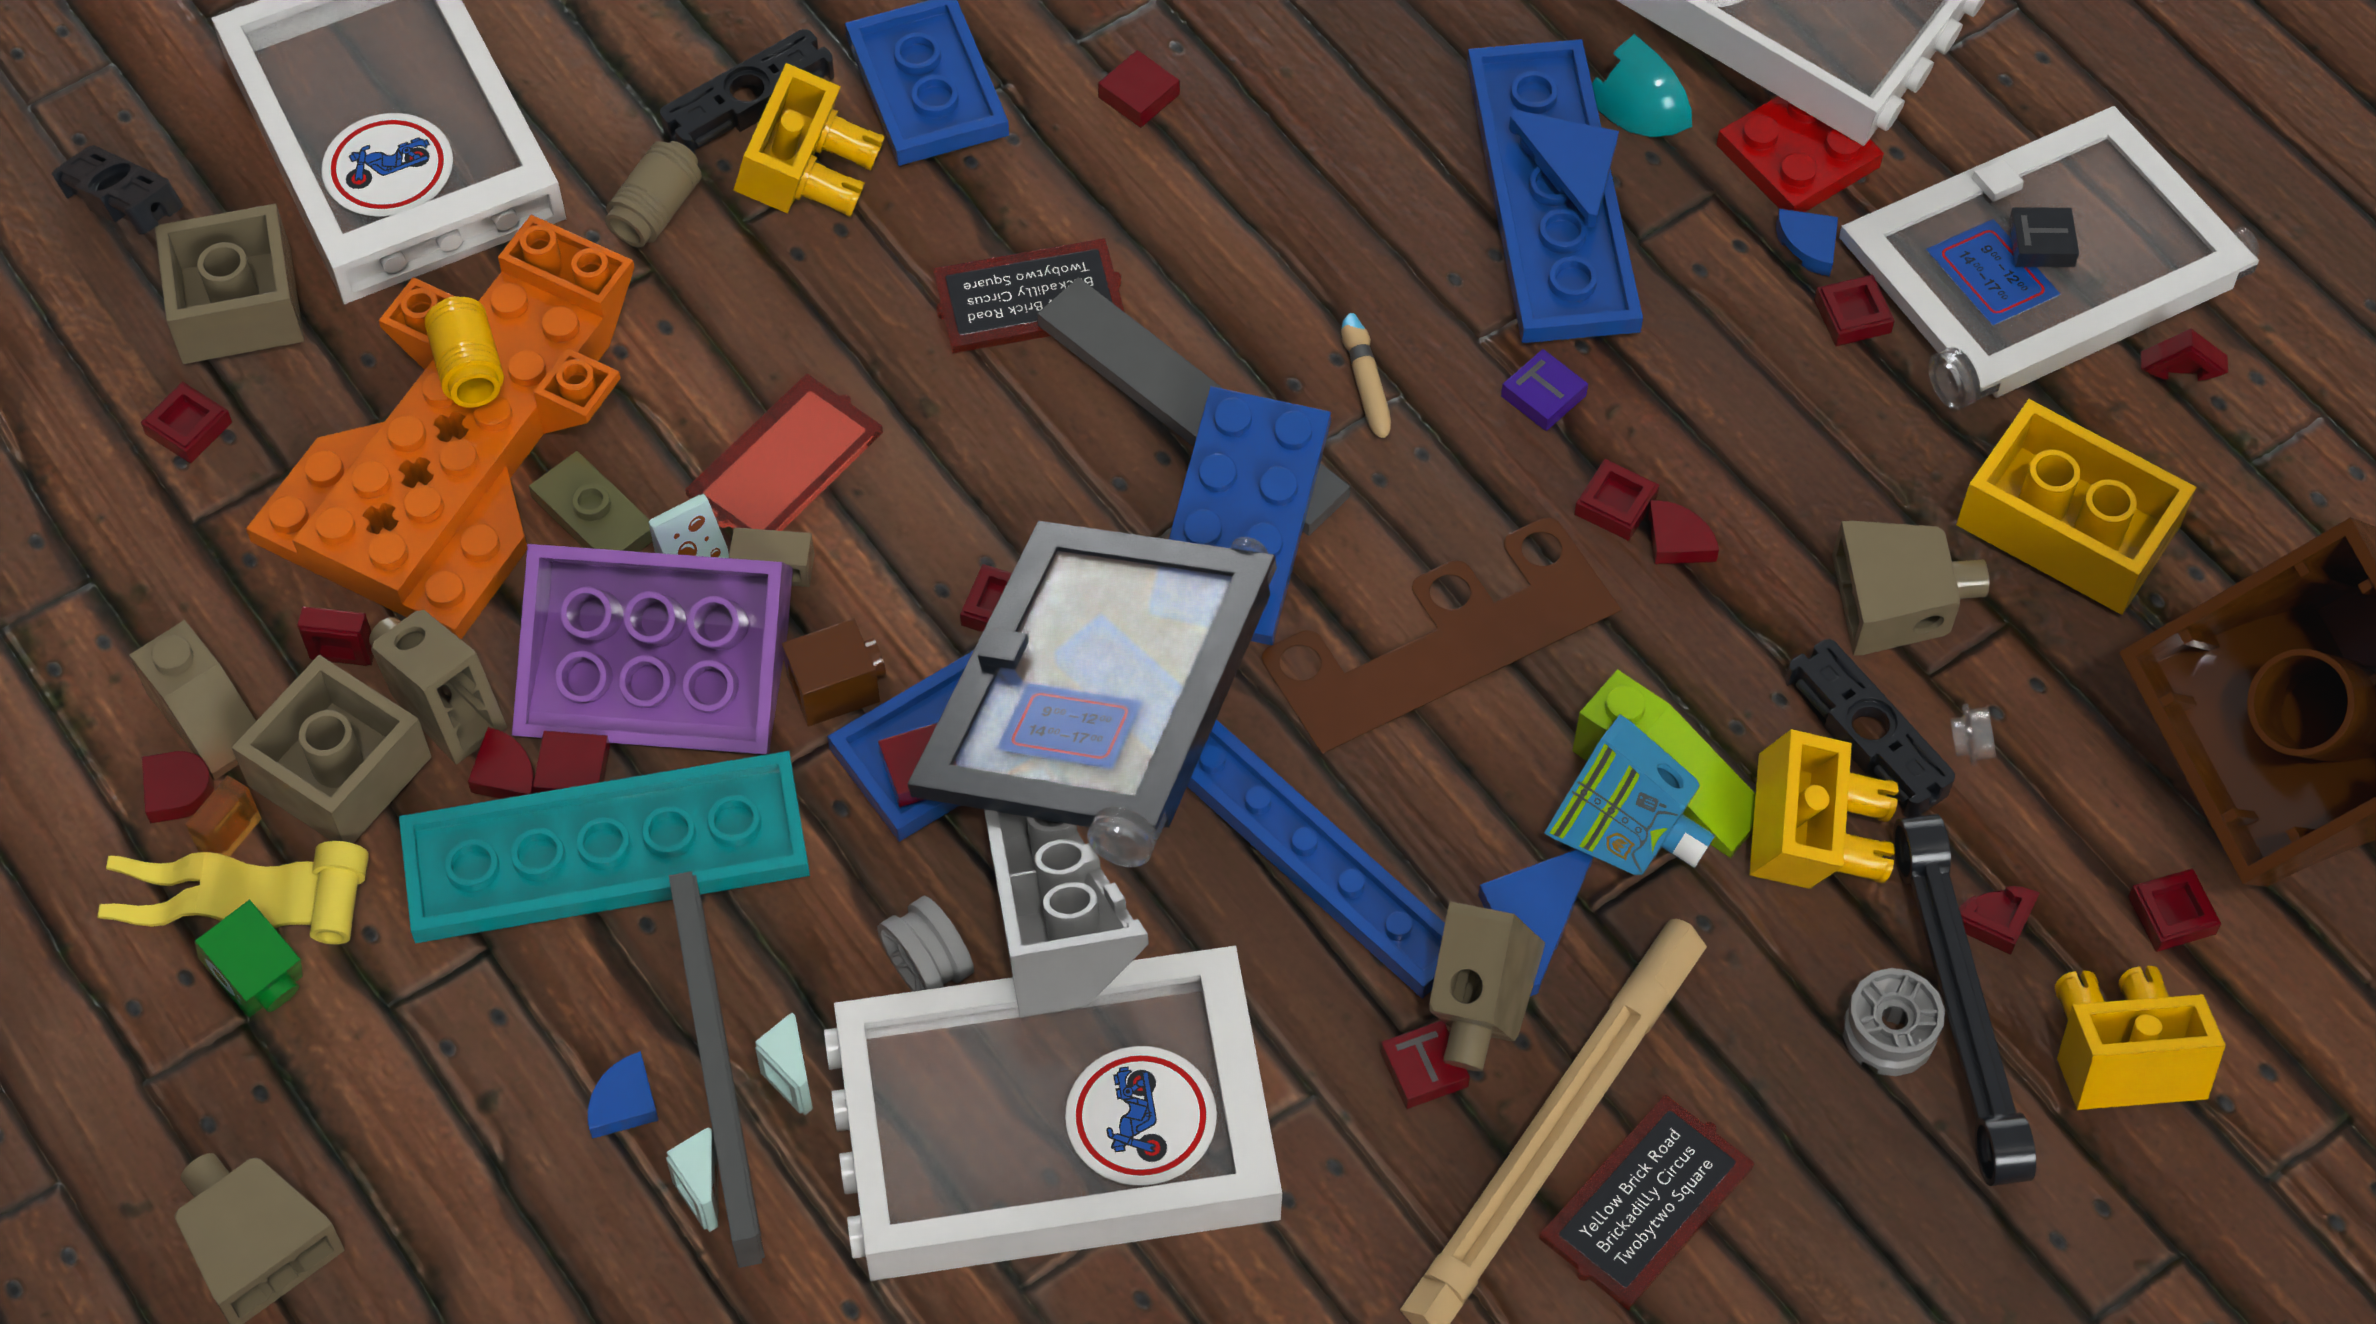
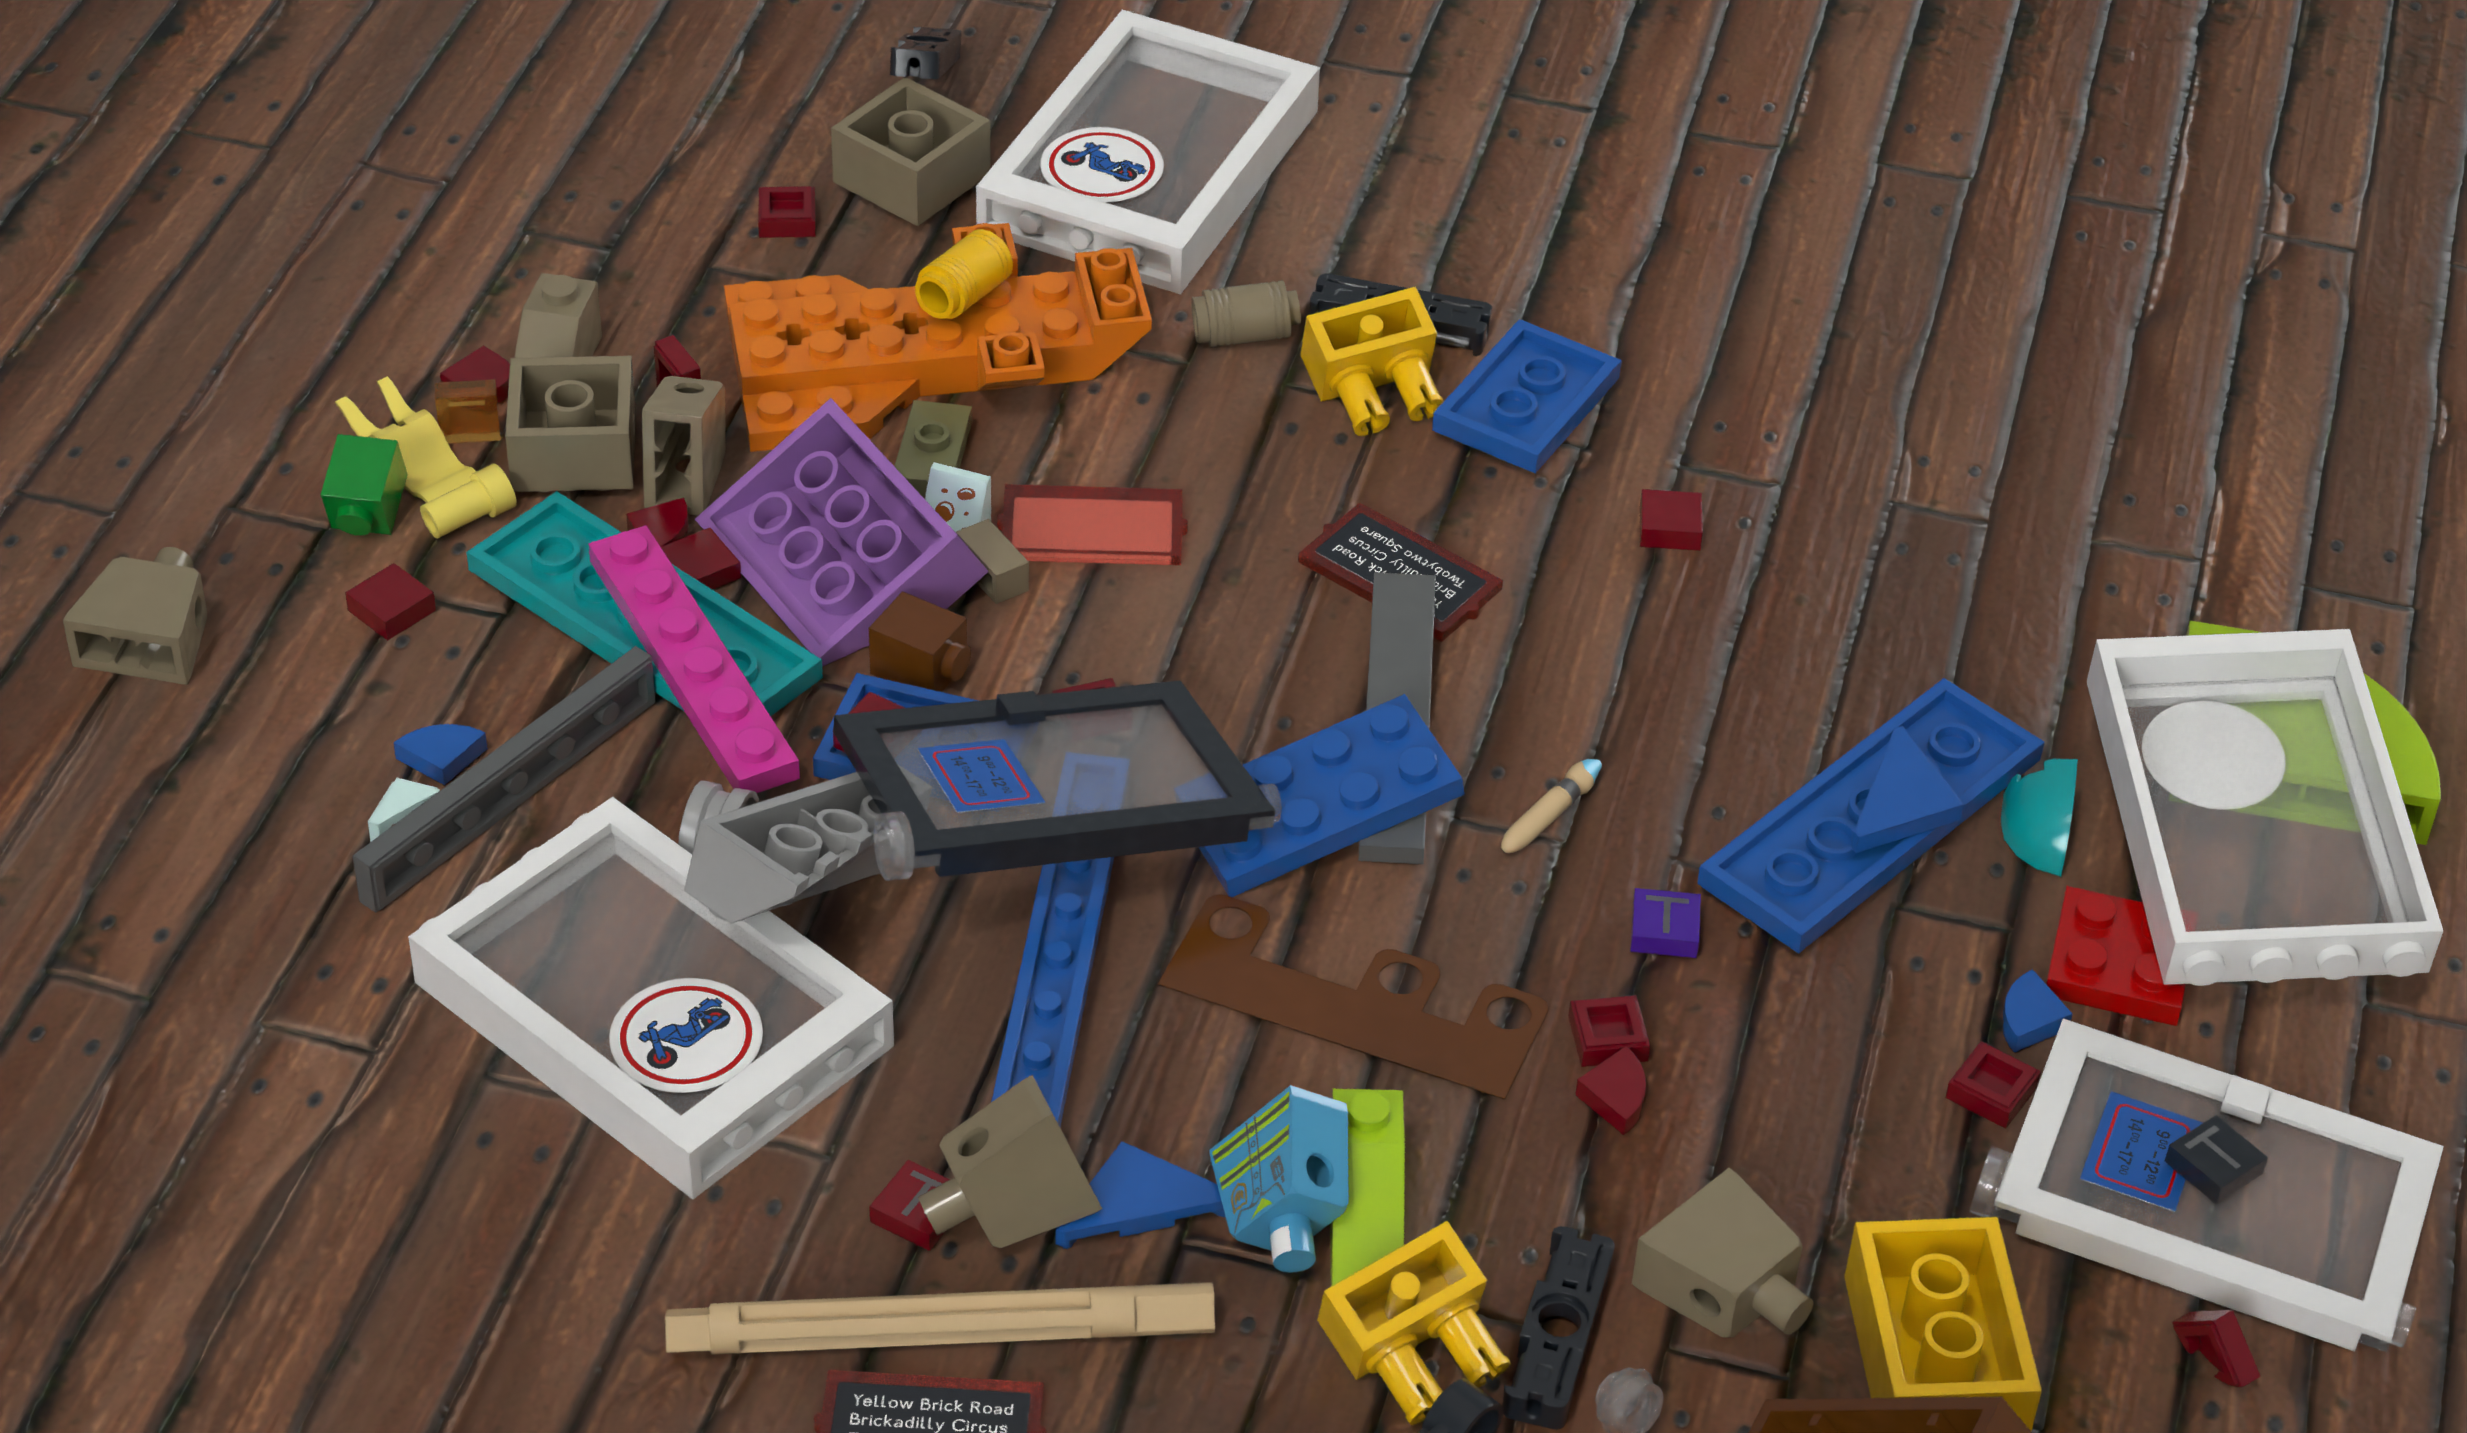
camera: 50 degrees right, 15 degrees down
(398, 1027) = (390, 601): none -> dark red tile
(712, 843) = (694, 661): none -> dark pink plate
(783, 1063) = (549, 808): light aqua slope -> none

